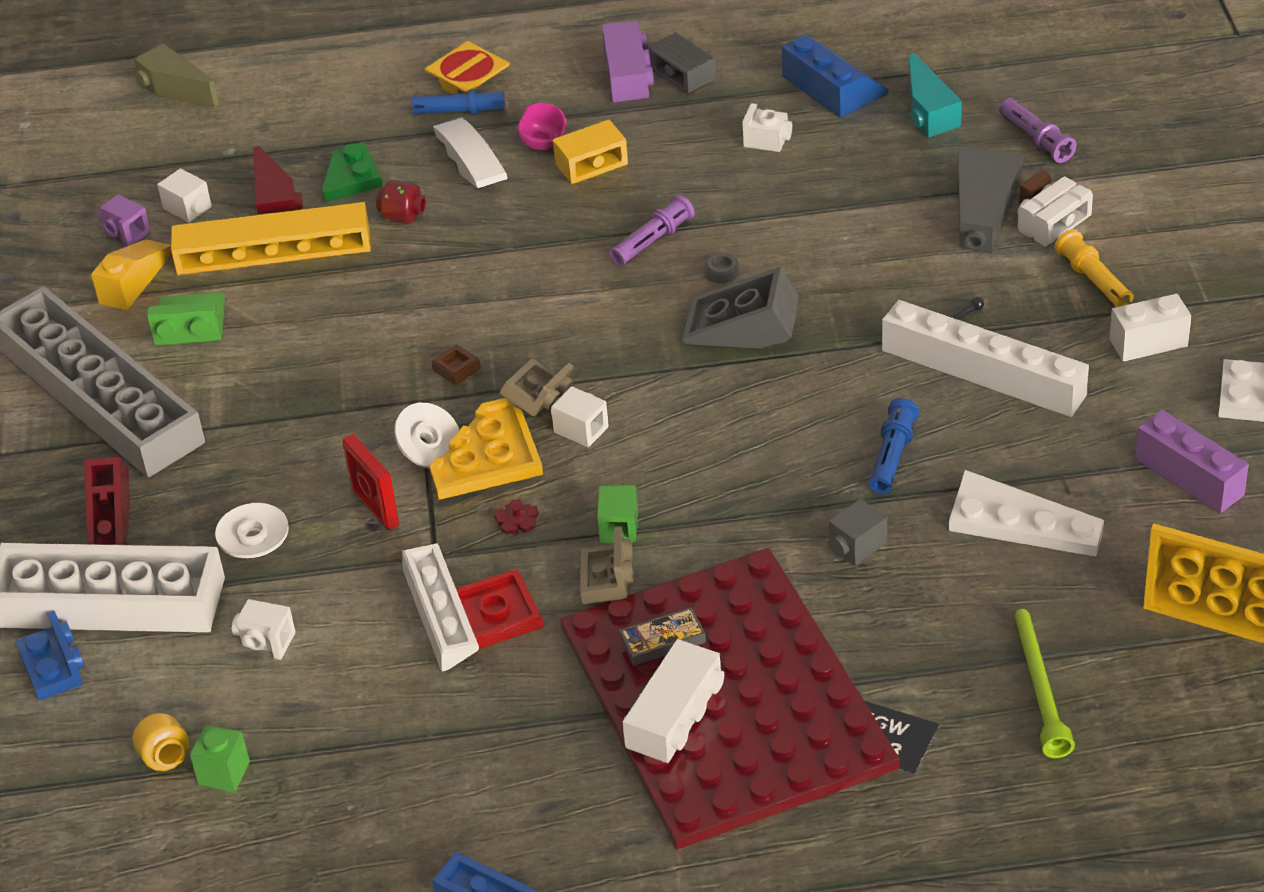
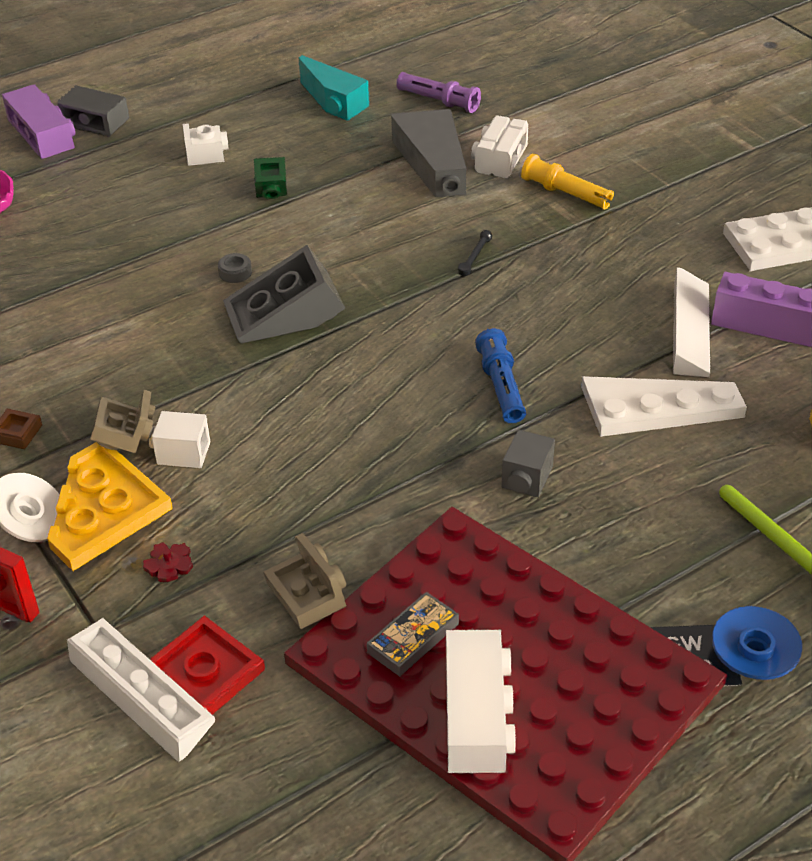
camera: 30 degrees left, 0 degrees up
(590, 151) = (48, 201): yellow brick -> none
(617, 509) = (278, 521): bright green brick -> none
(661, 223) = (154, 244): medium lavender pin -> none
(806, 183) = (270, 177): none -> dark green bracket
(828, 76) = (233, 91): blue slope -> none
(941, 742) = (759, 629): none -> blue dish
(985, 358) = (531, 275): white brick -> none
(1034, 185) = (473, 133): reddish brown tile -> none
(1105, 453) = (691, 325): none -> white slope
(1150, 327) = (650, 213): white brick -> none

